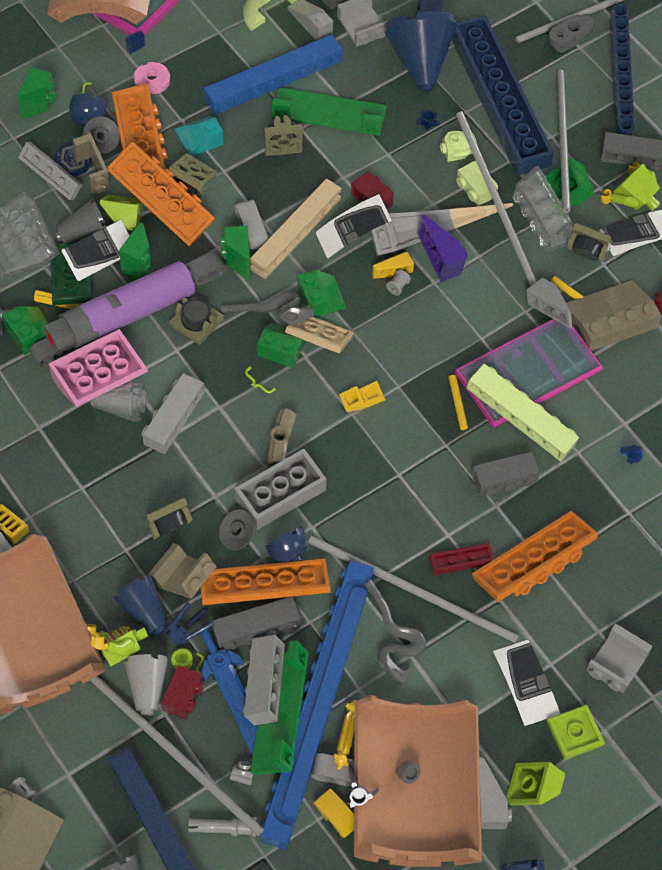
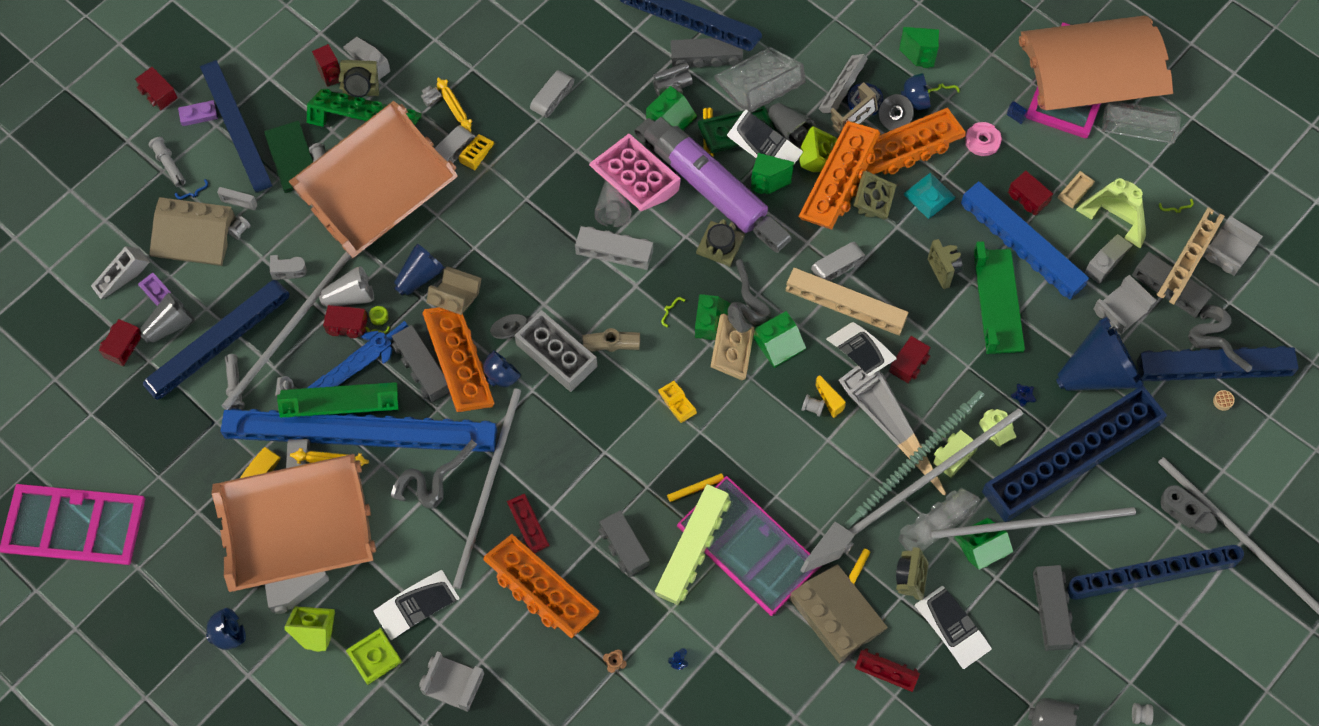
camera: 80 degrees right, 5 degrees up
(94, 745) = (287, 268): none -> light grey leg
(117, 643) = (371, 256): lime torso -> none
(168, 518) = (503, 267): piece -> none
(178, 632) = (397, 303): dark blue plant -> none
(225, 56) = (1030, 193): none -> dark red brick
(231, 23) = (1076, 189): none -> tan tile
(236, 249) = (800, 254): green slope -> none
(264, 680) = (364, 379): light grey brick -> none
(358, 793) = (263, 473): plant -> none
(408, 771) = (302, 515): dark grey tile -> none
(442, 249) = (851, 435): dark purple slope -> none
(515, 270) = (965, 409): none -> sand green hose
(622, 504) = (615, 655): none -> medium nougat plate
(635, 189) = (1000, 611): lime torso -> none

